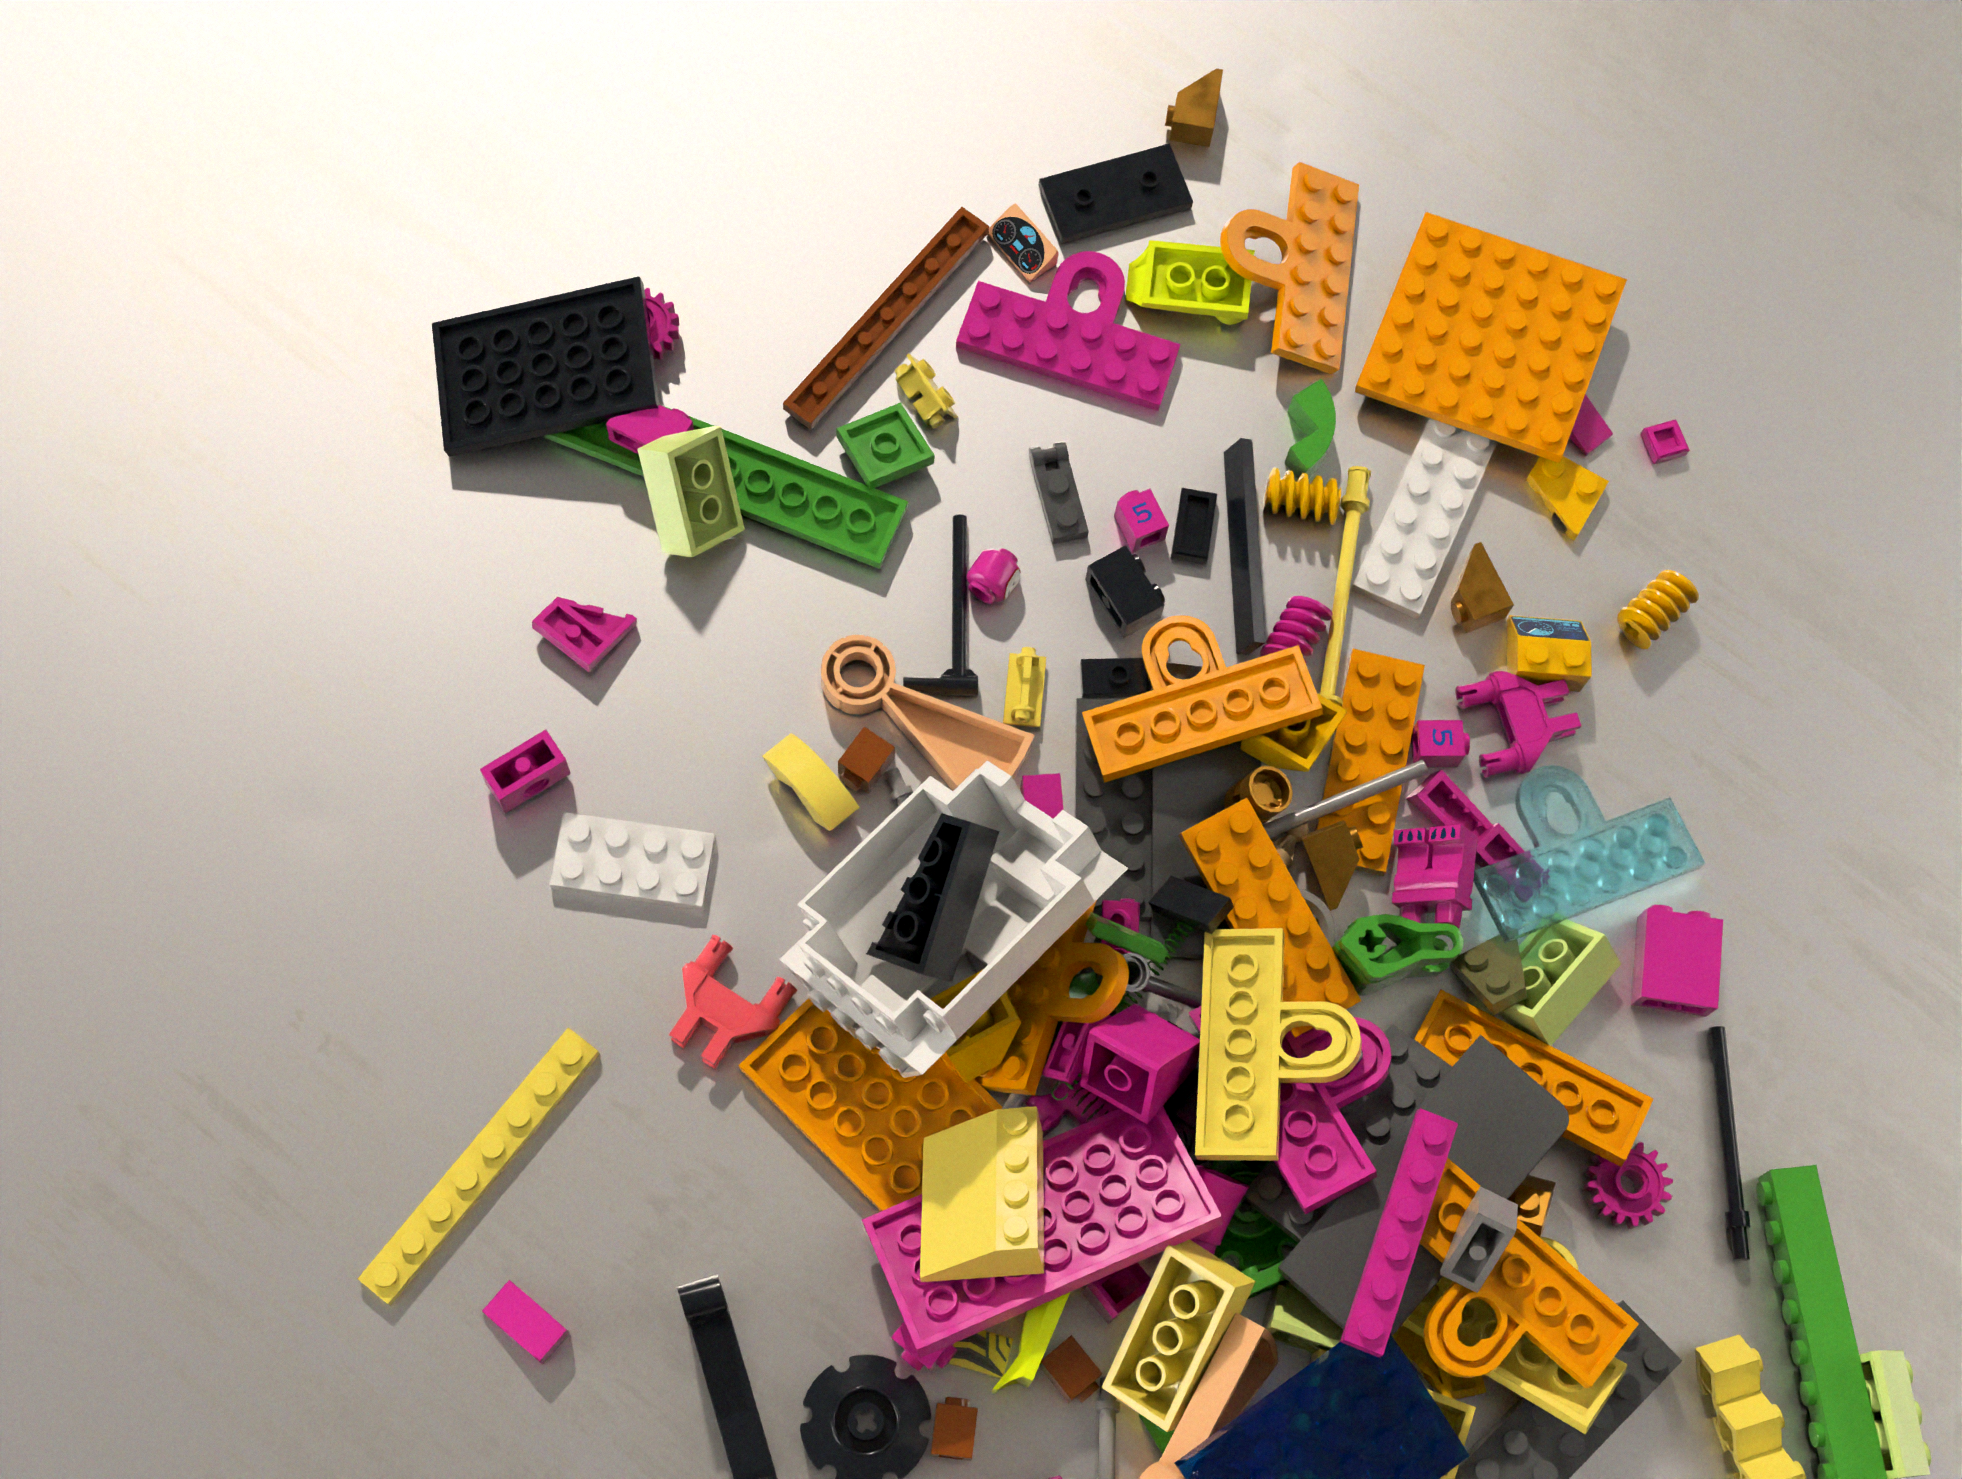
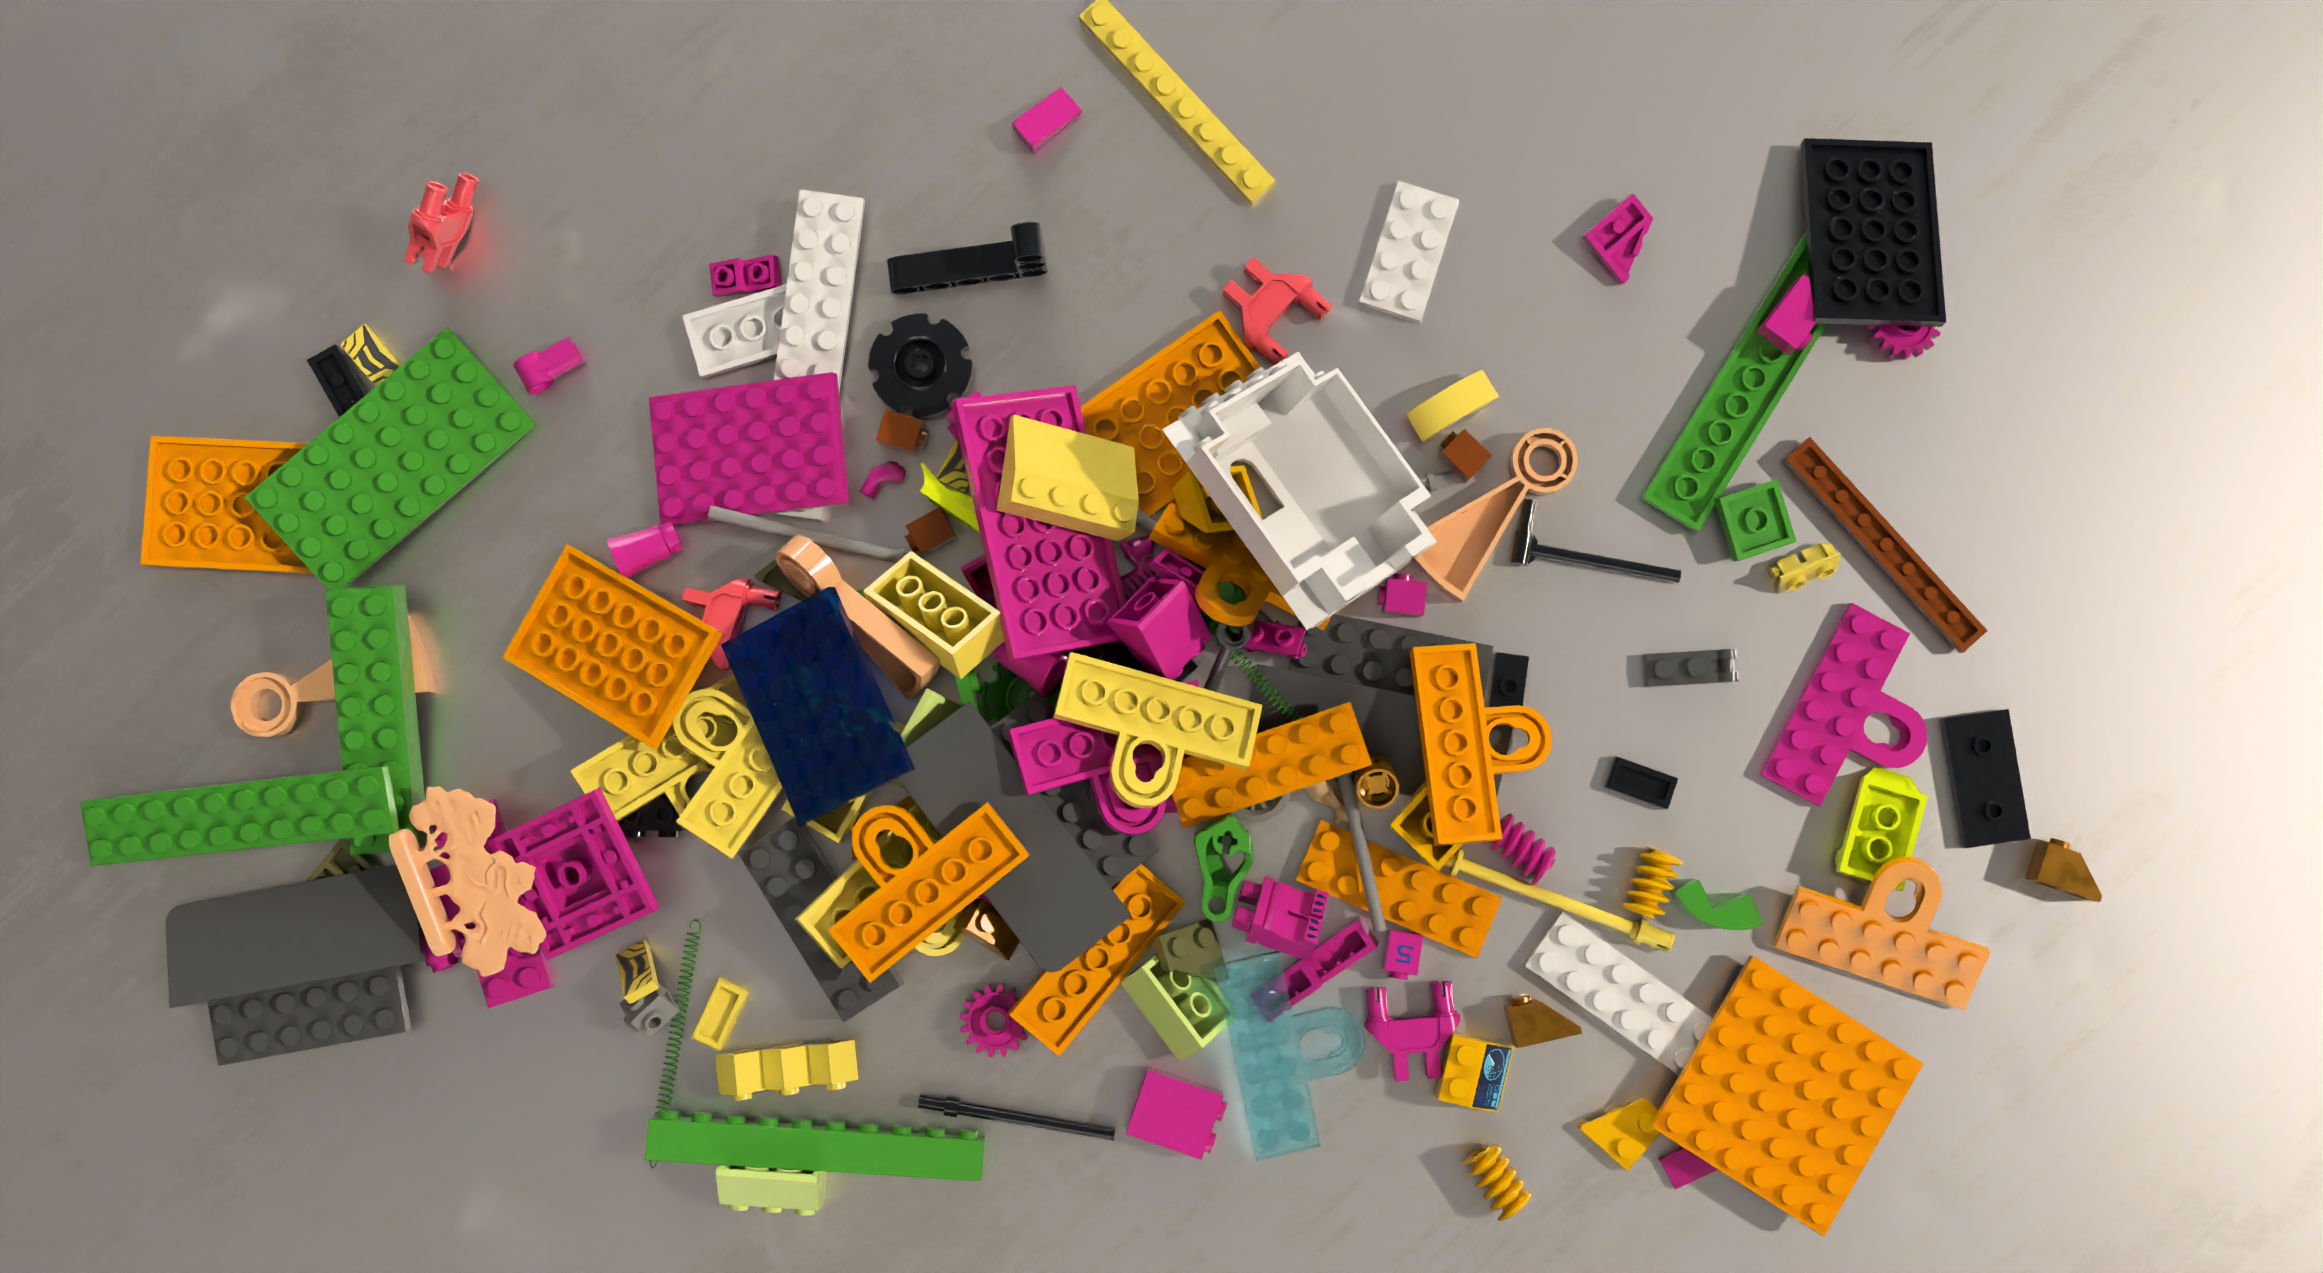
camera: 110 degrees right, 15 degrees up
(525, 771) = (1497, 170): dark pink brick -> none
(691, 490) = (1730, 339): yellowish green slope -> none
(938, 900) = (1321, 484): black wedge -> none
(993, 575) = (1618, 595): dark pink head -> none
(1008, 1448) = (881, 474): none -> dark pink arm
(1023, 243) = (1942, 681): slope -> none
(1024, 688) = (1509, 603): light yellow hinge -> none
(1125, 591) = (1585, 707): black brick -> none
(1126, 938) = (1265, 636): bright green tile -> none
(1141, 519) = (1652, 734): dark pink brick -> none
(1191, 904) = (1287, 700): black tile -> none
(1244, 547) = (1613, 821): black tile -> none
(1333, 858) = (1312, 832): pearl gold slope -> none
(1399, 1233) = (974, 799): dark pink plate -> none
(1480, 1239) = (955, 863): light grey slope -> none
(1664, 441) = (1660, 1236): dark pink tile -> none

